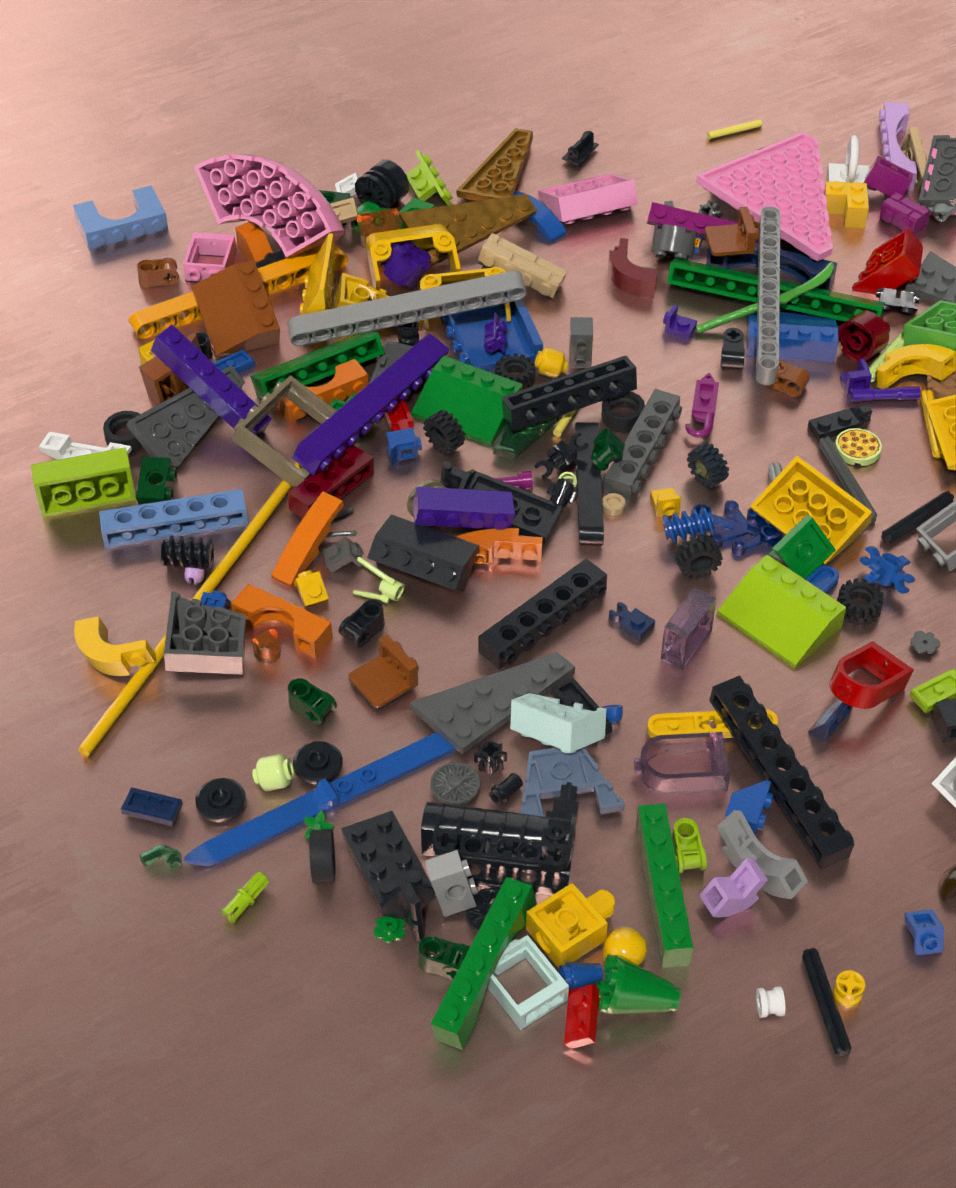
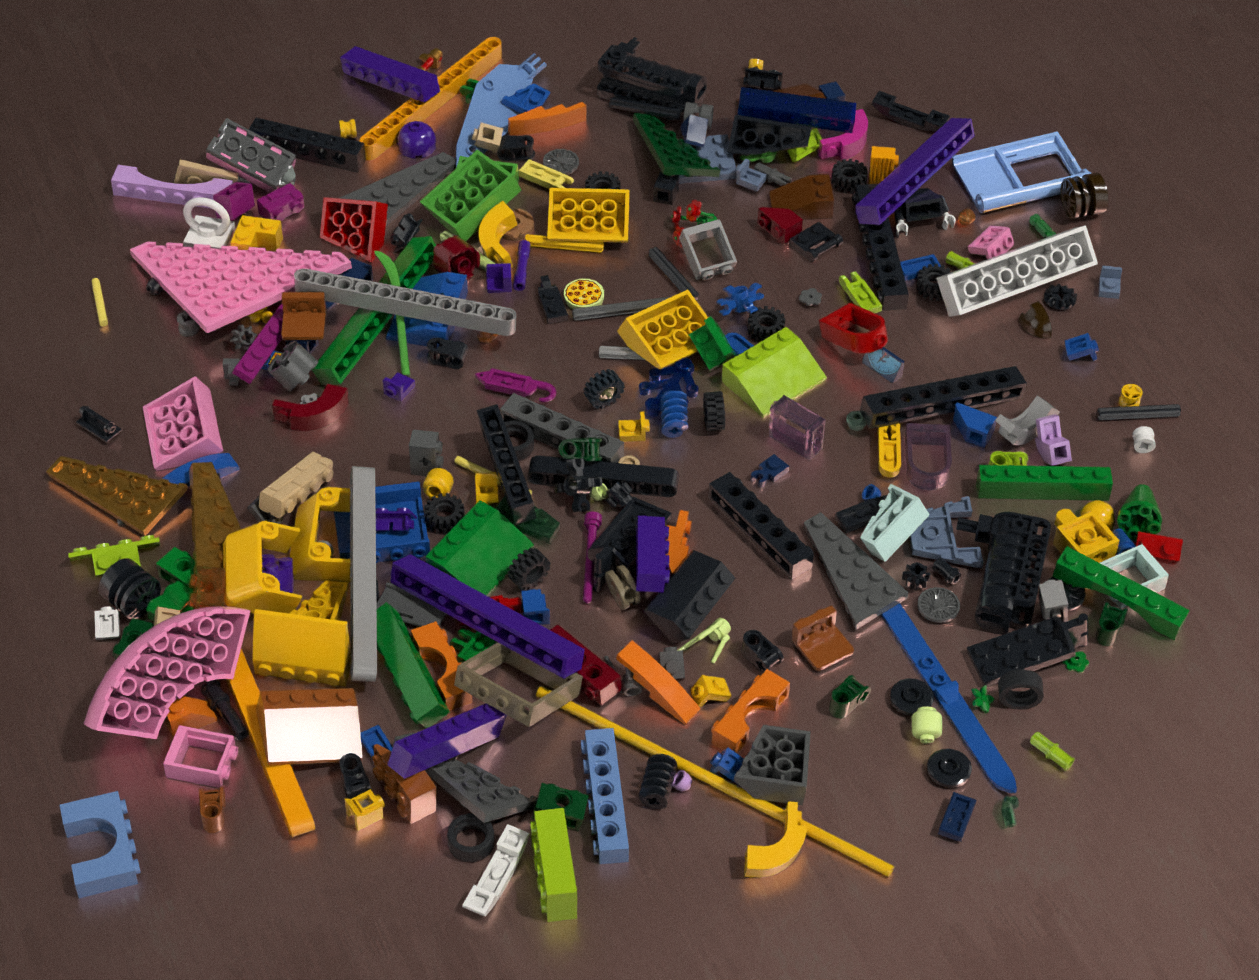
camera: 85 degrees left, 0 degrees up
(267, 647) = (781, 718): clear orange brick -> none

